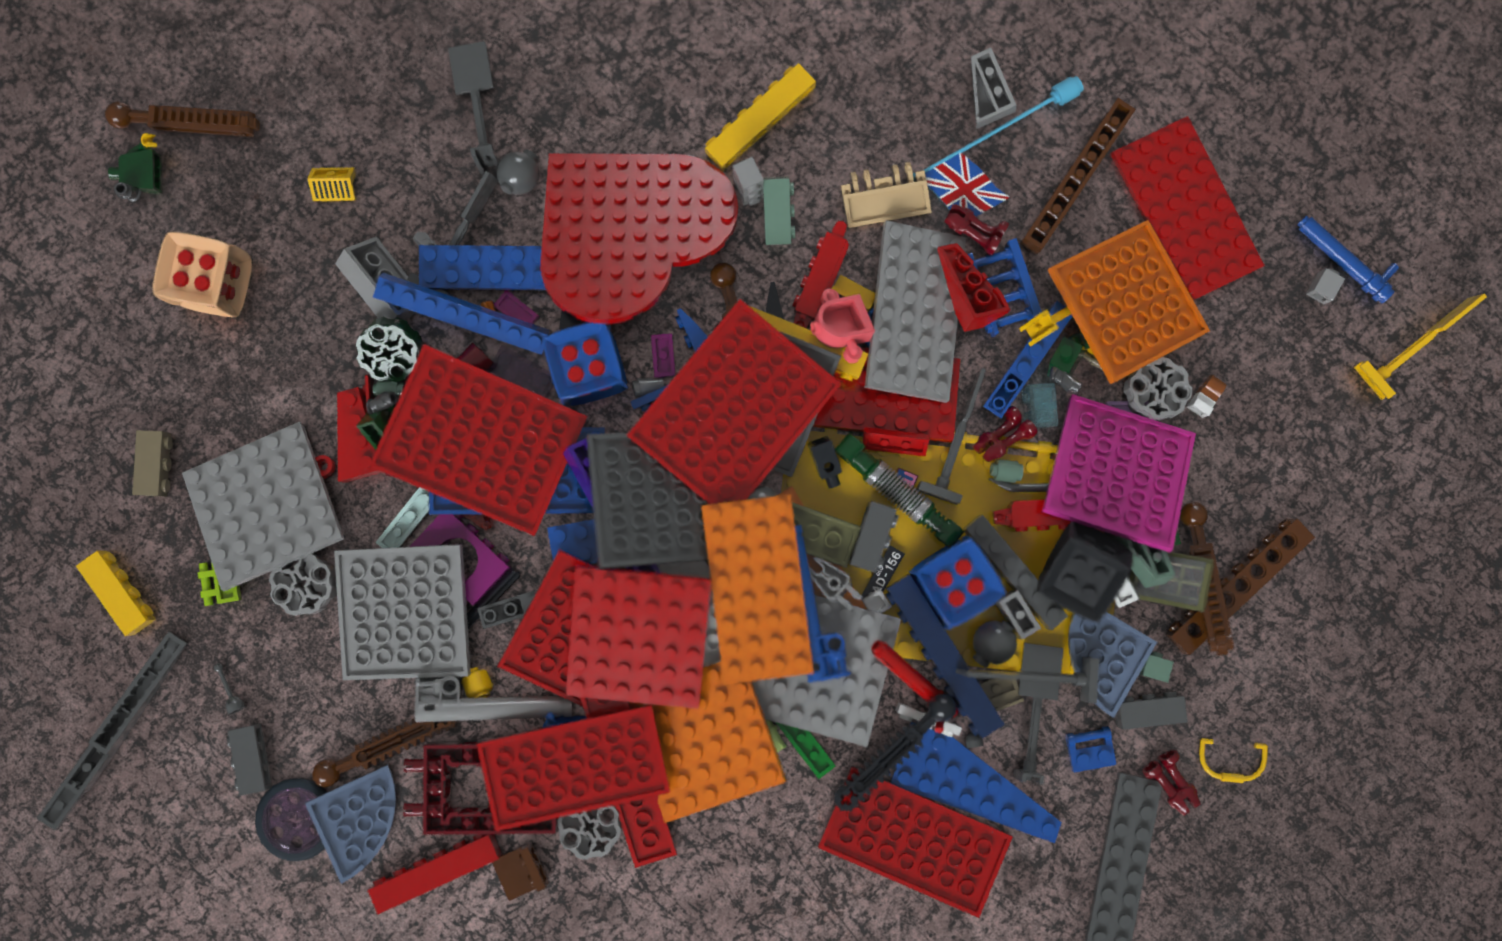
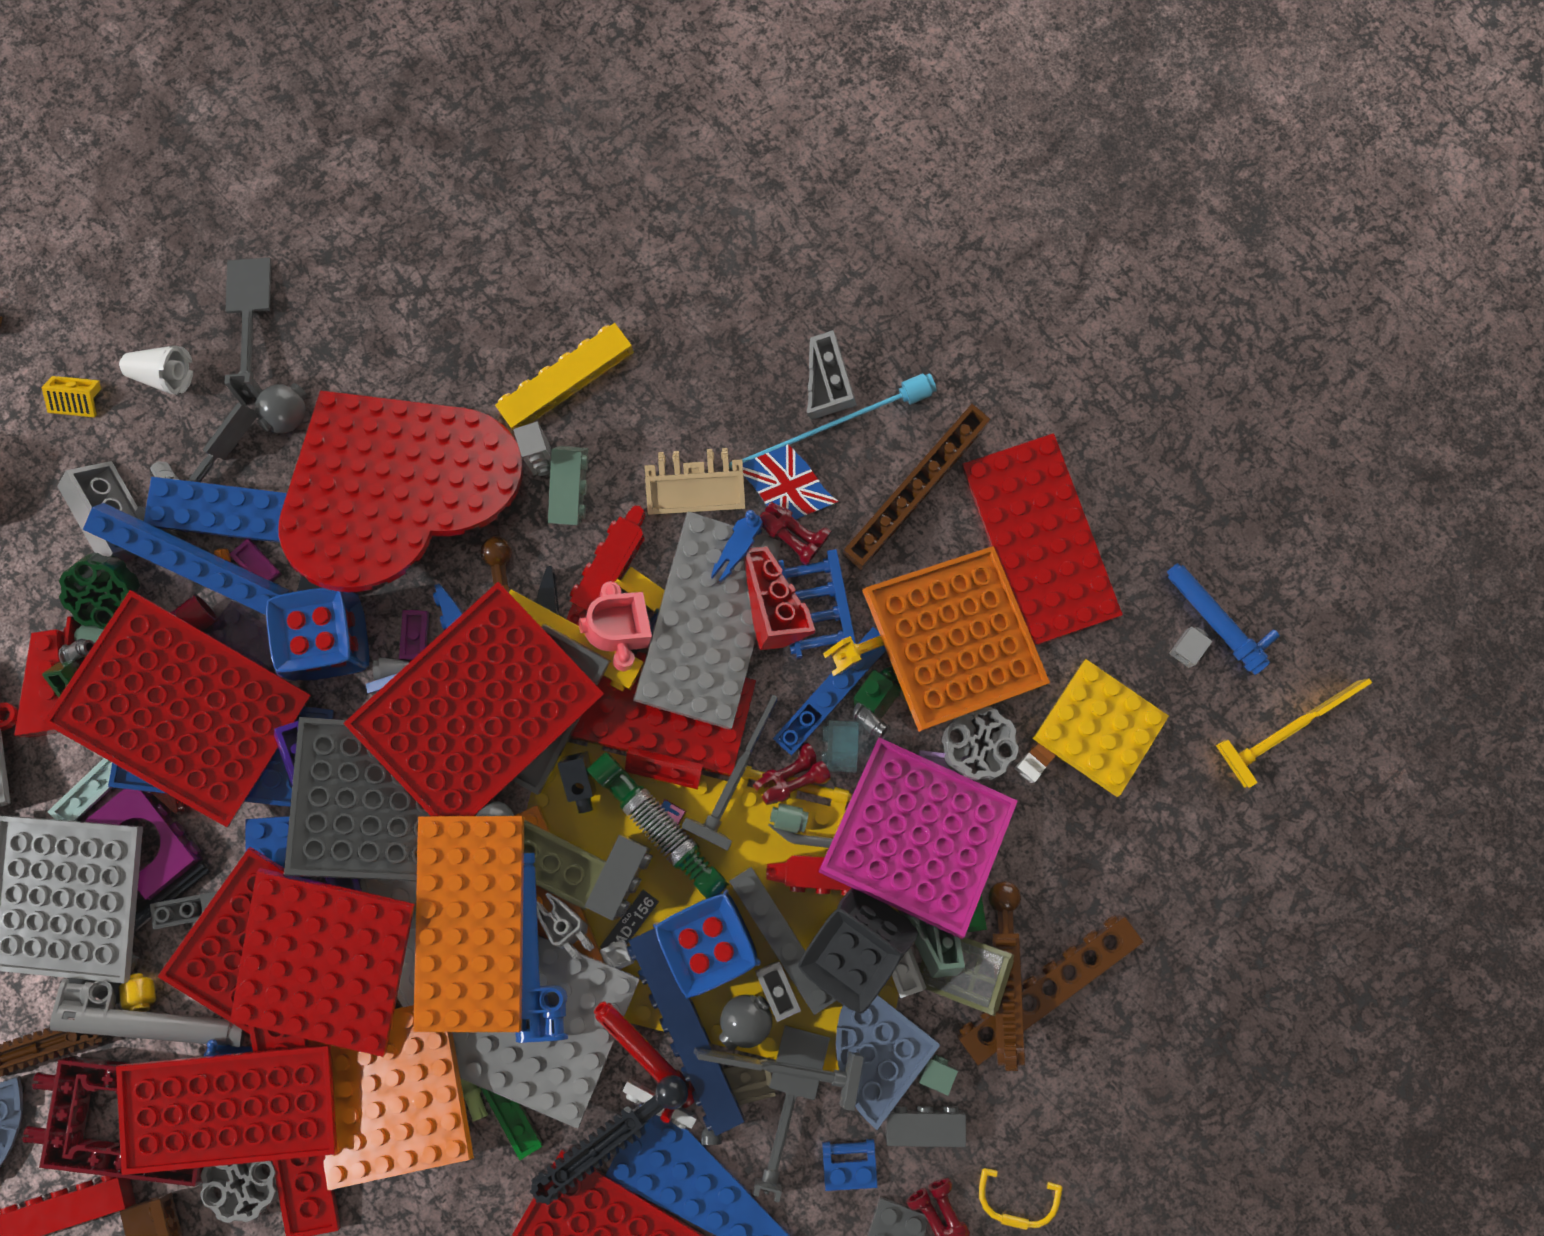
camera: 10 degrees right, 5 degrees down
(405, 150) = (160, 368): none -> white cone
(934, 242) = (739, 543): none -> blue piece
(1258, 363) = (1101, 727): none -> yellow plate

